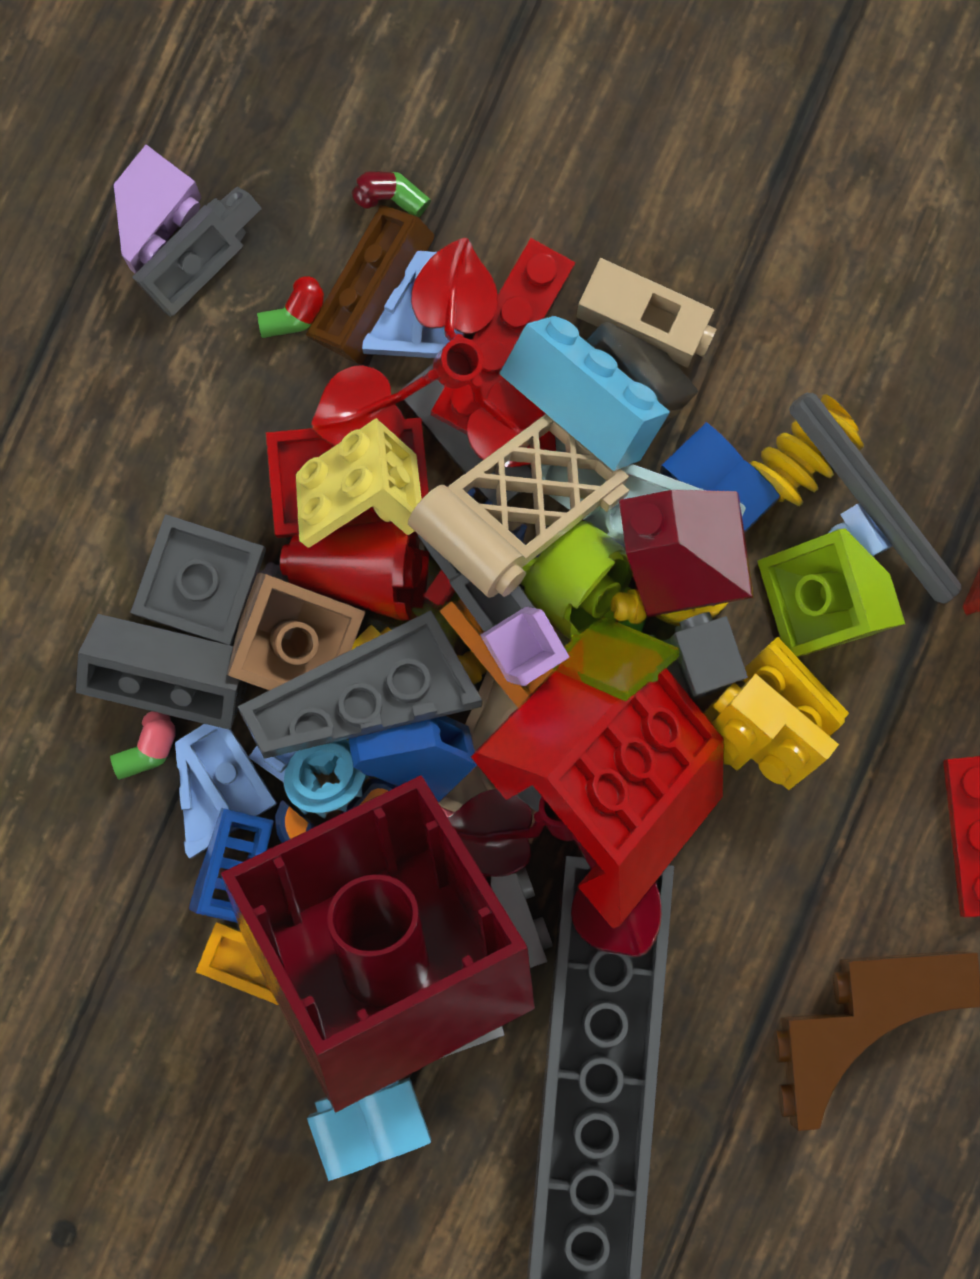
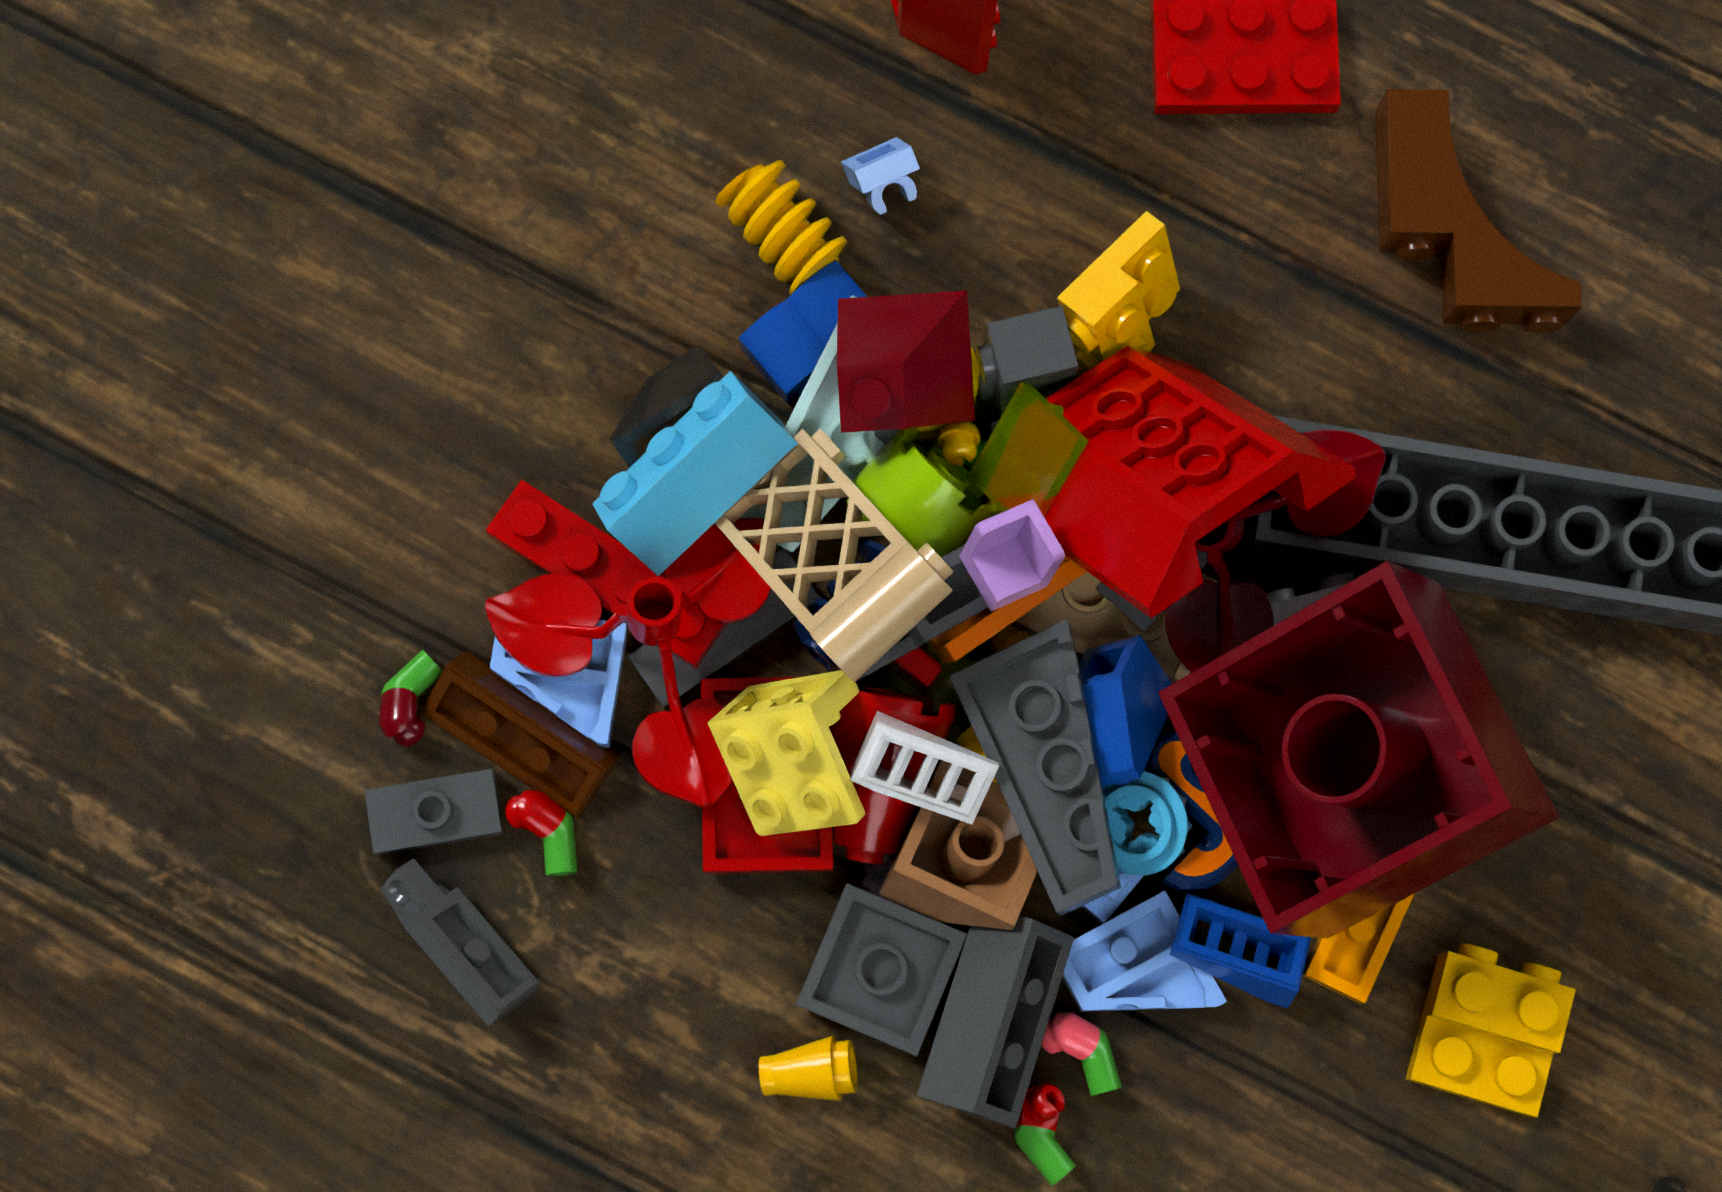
camera: 85 degrees left, 5 degrees down
(81, 714) = (1037, 1132): none -> arm
(115, 532) = (813, 1070): none -> yellow cone
(151, 205) = (393, 1000): lavender slope -> none
(182, 1078) = (1490, 1029): none -> yellow plate
(302, 222) = (434, 812): none -> dark grey plate
(368, 1130) = (1585, 827): medium azure brick -> none
(369, 579) = (893, 784): none -> white slope
(647, 312) = (594, 398): tan brick -> none
(797, 684) = (1057, 266): yellow bracket -> none
(829, 593) = (957, 218): lime slope -> none
(875, 497) = (847, 151): dark grey axle -> none

